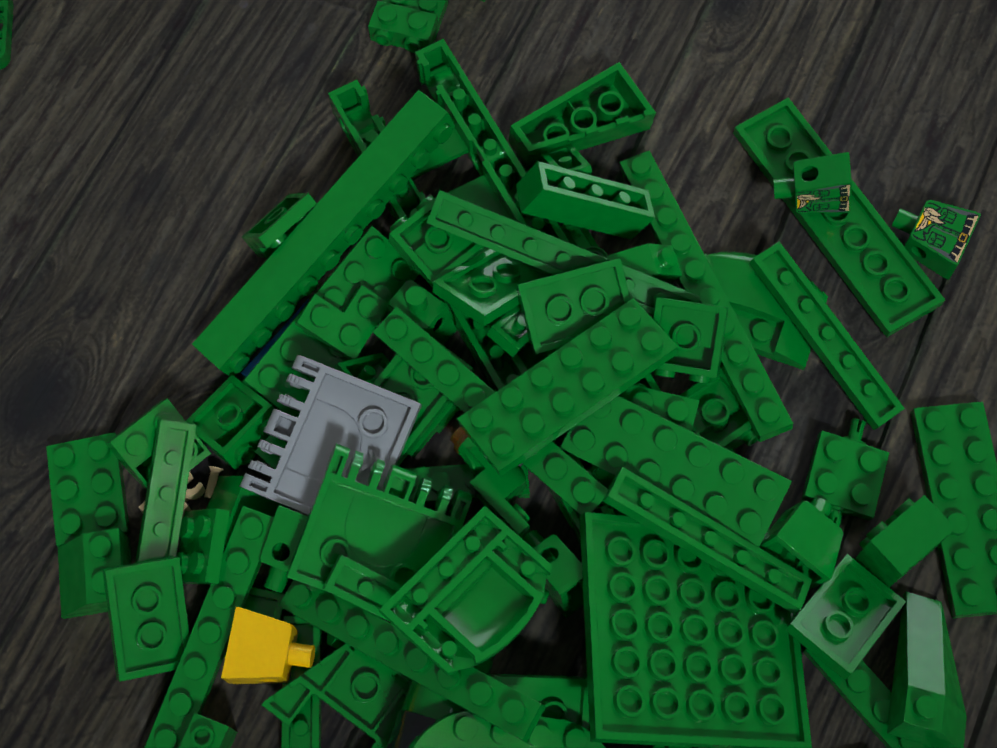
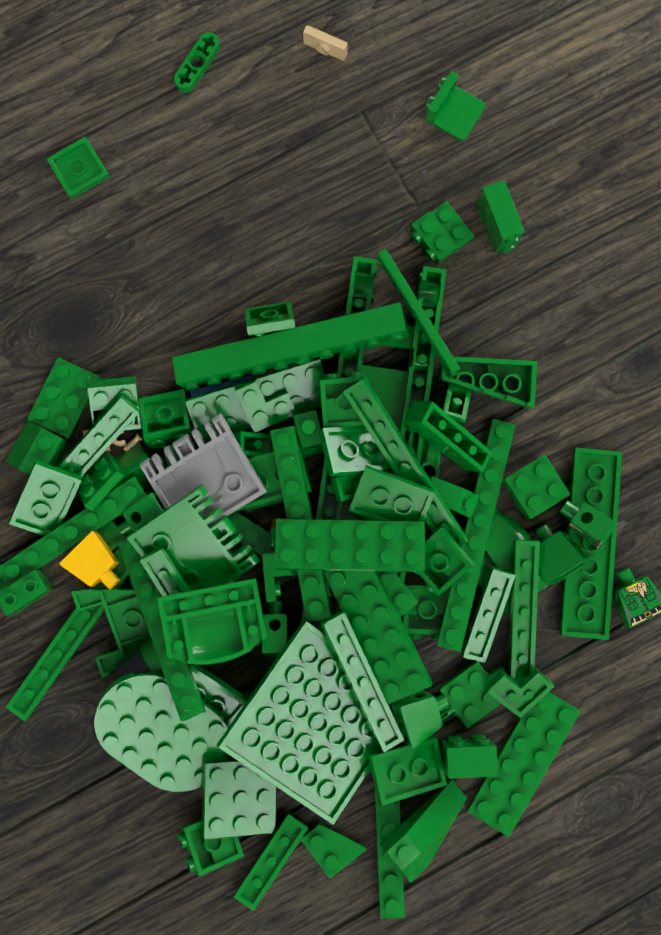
camera: 30 degrees right, 15 degrees up
(450, 97) = (418, 313): none -> green tile
(726, 197) = (535, 487): none -> green brick
(789, 367) = (488, 614): none -> plate
(815, 245) = (559, 555): none -> green torso
(903, 431) = (522, 696): none -> green plate

